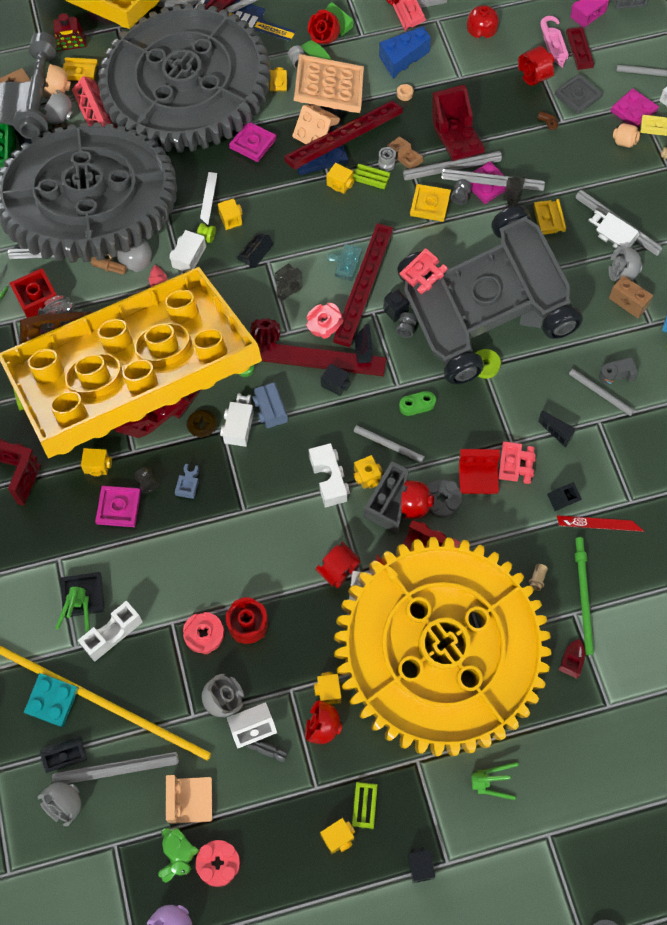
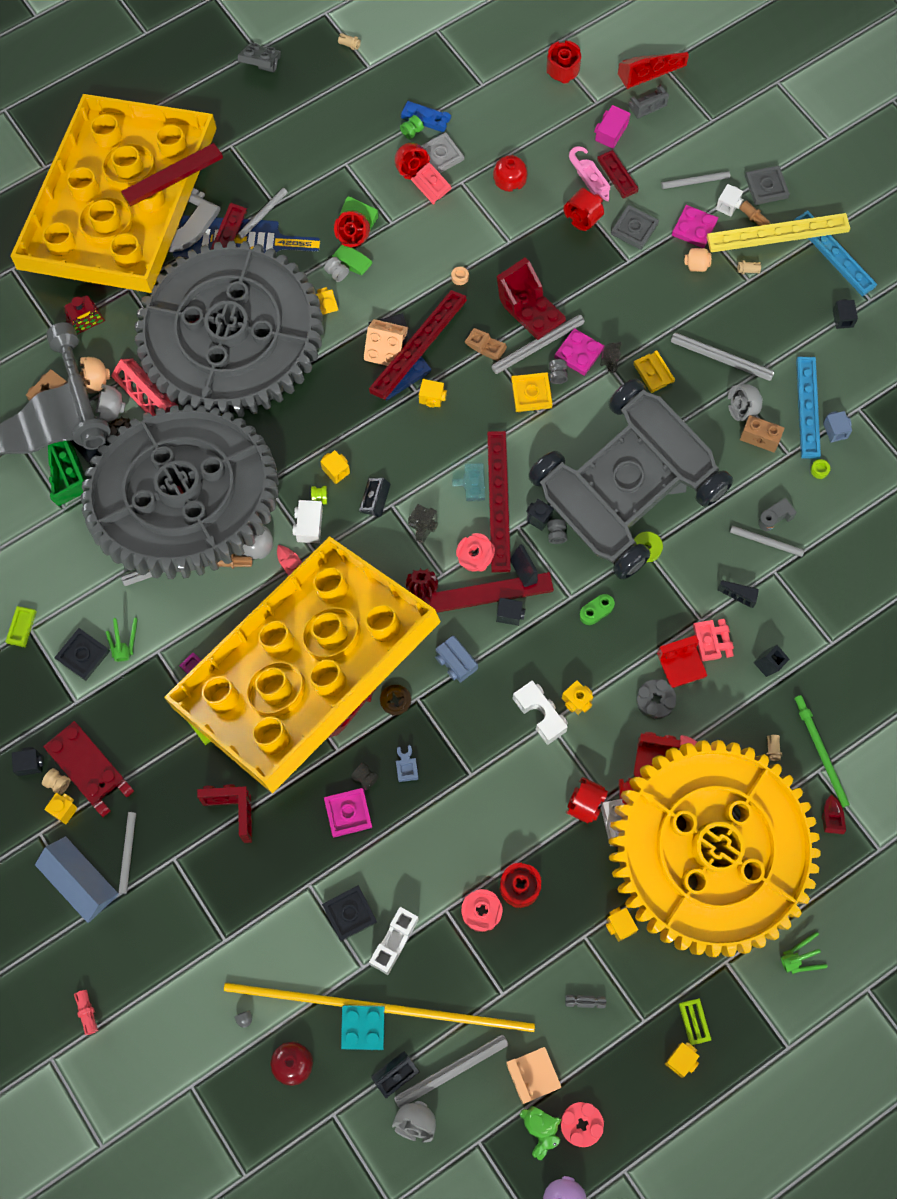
camera: 20 degrees left, 5 degrees up
(31, 326) = (189, 659): reddish brown plate -> none
(33, 292) = (172, 618): red brick -> none
(56, 306) = (203, 628): clear plate -> none
(75, 599) = (347, 920): bright green plant -> none
(80, 67) = (111, 349): yellow plate -> none
(95, 462) = (308, 775): yellow brick -> none
(208, 197) = (305, 454): white sticker -> none
(222, 696) = (526, 967): light grey cylinder -> none
(238, 421) = (431, 686): white brick -> none
(251, 725) = (564, 984): white brick -> none
(252, 141) = (326, 379): dark pink plate -> none
(323, 724) = (629, 960): red cylinder -> none
(329, 83) = (382, 292): light nougat plate -> none
(373, 175) = (461, 377): lime tile -> none
(385, 502) = (608, 720): dark grey wedge -> none
(387, 159) = (471, 362): light grey wheel -> none
(389, 444) = (585, 660): light grey bar -> none
(404, 49) = (442, 229): blue wedge -> none
(416, 500) = (636, 711): red cylinder -> none
(420, 268) = (555, 472): coral plate -> none
(420, 865) = (767, 1059): black brick -> none
(489, 179) = (581, 350): light grey axle -> none
(550, 120) = (617, 264): reddish brown arm -> none
(598, 523) = (810, 674): red sticker -> none
(614, 230) = (723, 368): white brick -> none

